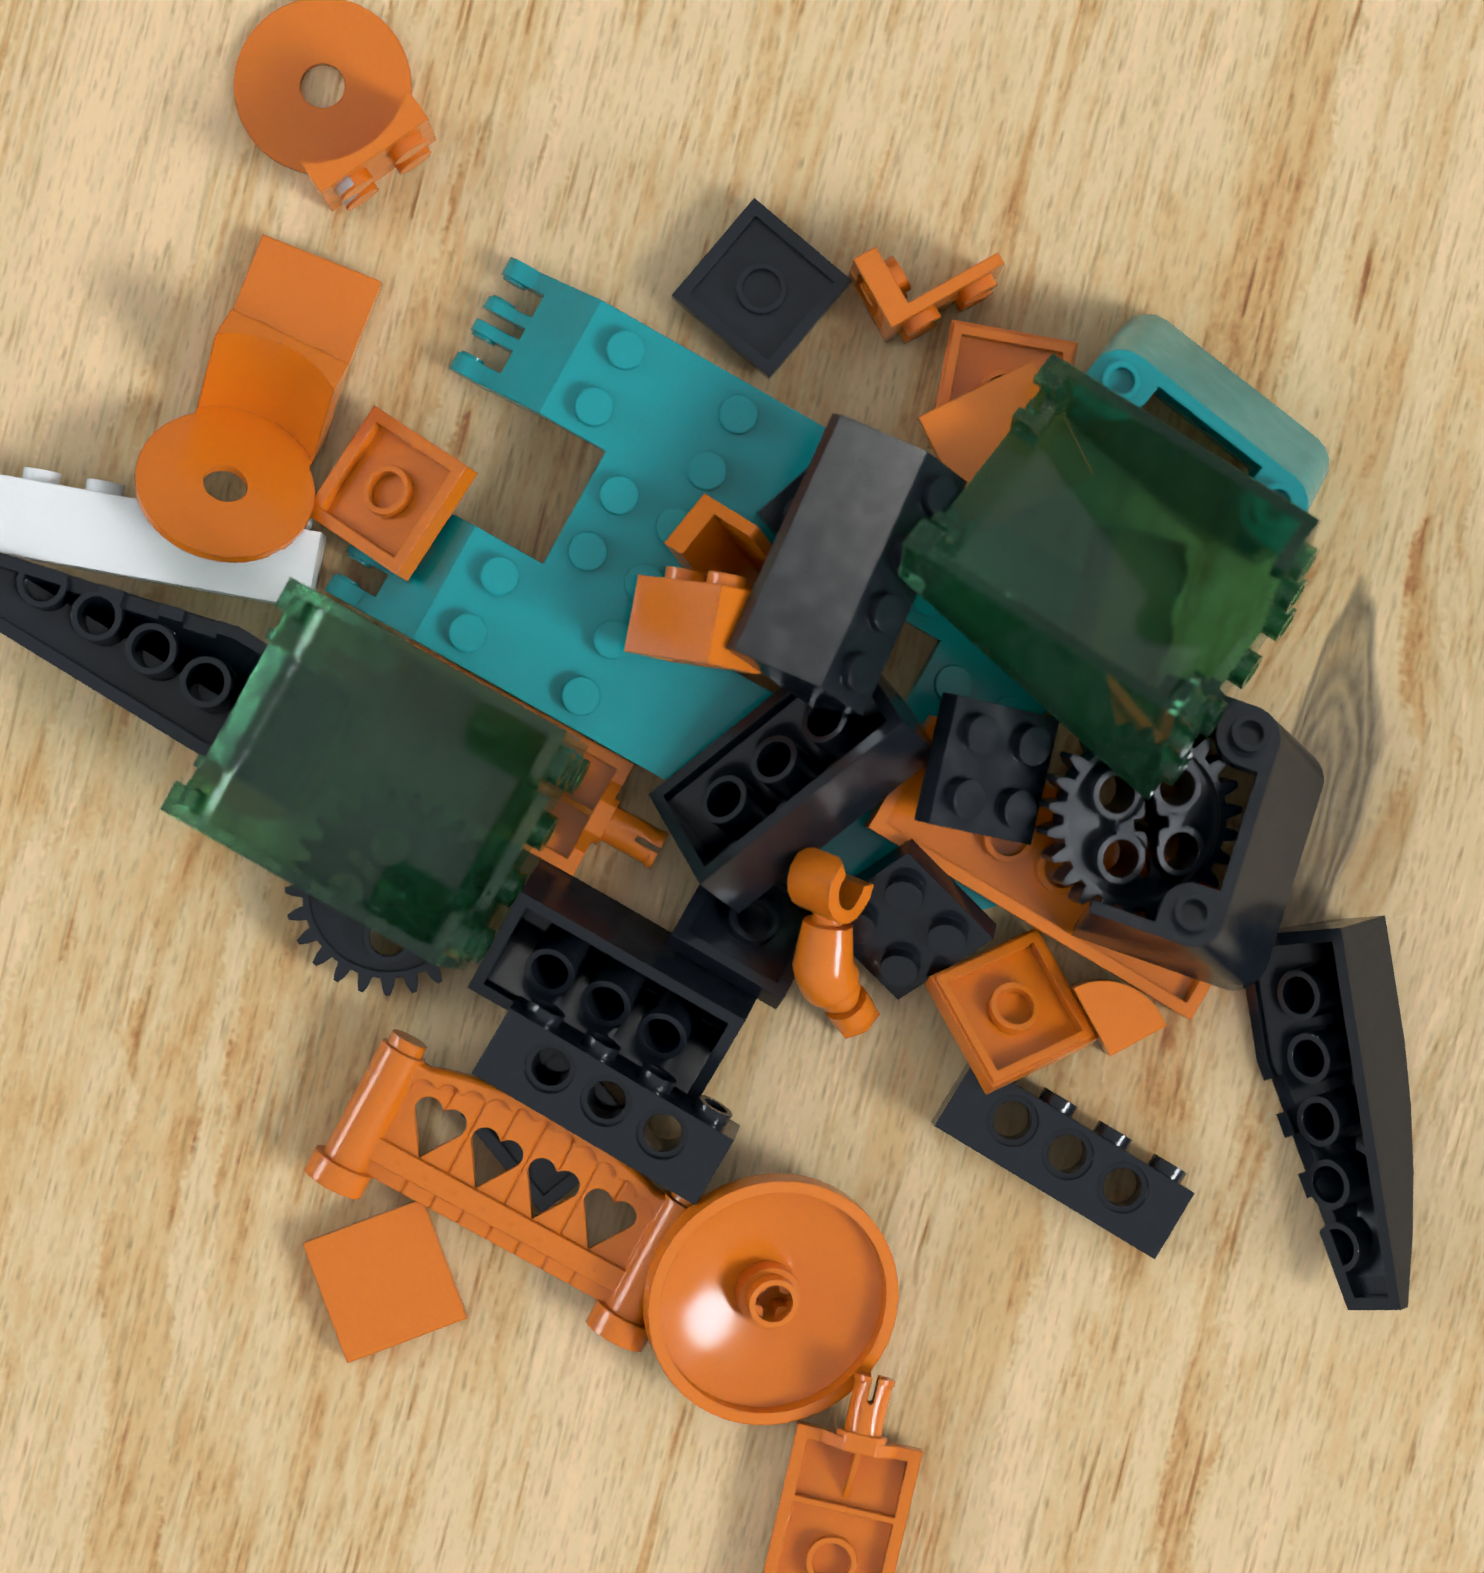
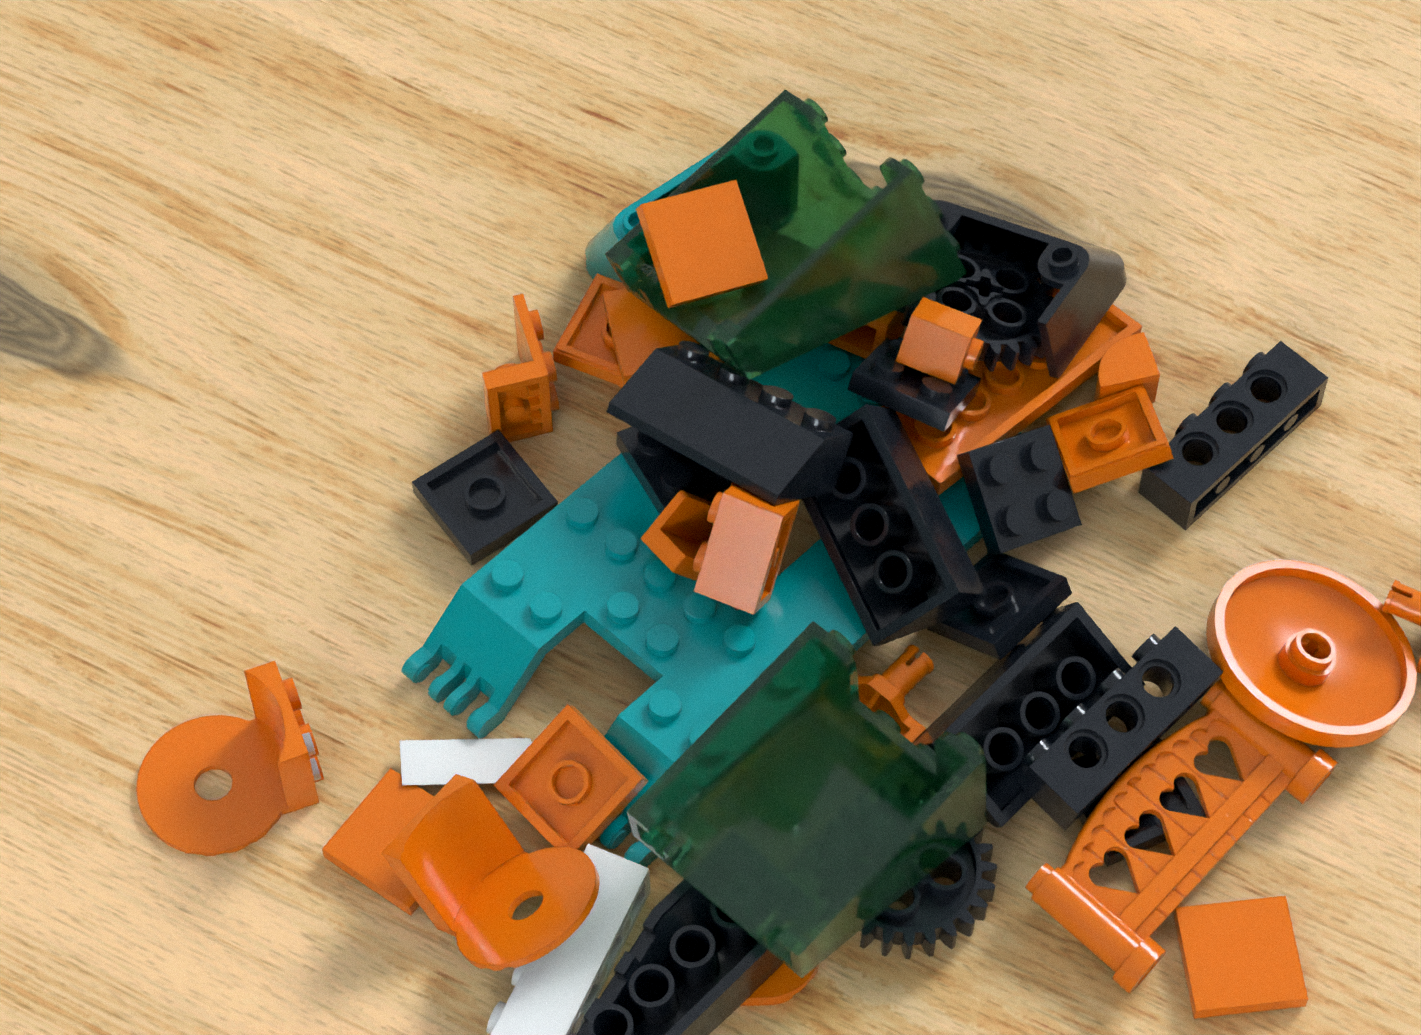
camera: 75 degrees left, 30 degrees down
(415, 364) = (439, 760): none -> white sticker
(824, 949) = (1031, 536): orange piece -> none
(1033, 790) = (940, 341): none -> orange brick
(1089, 469) = (702, 243): none -> orange tile
(1338, 1060) = (1214, 244): black wedge -> none

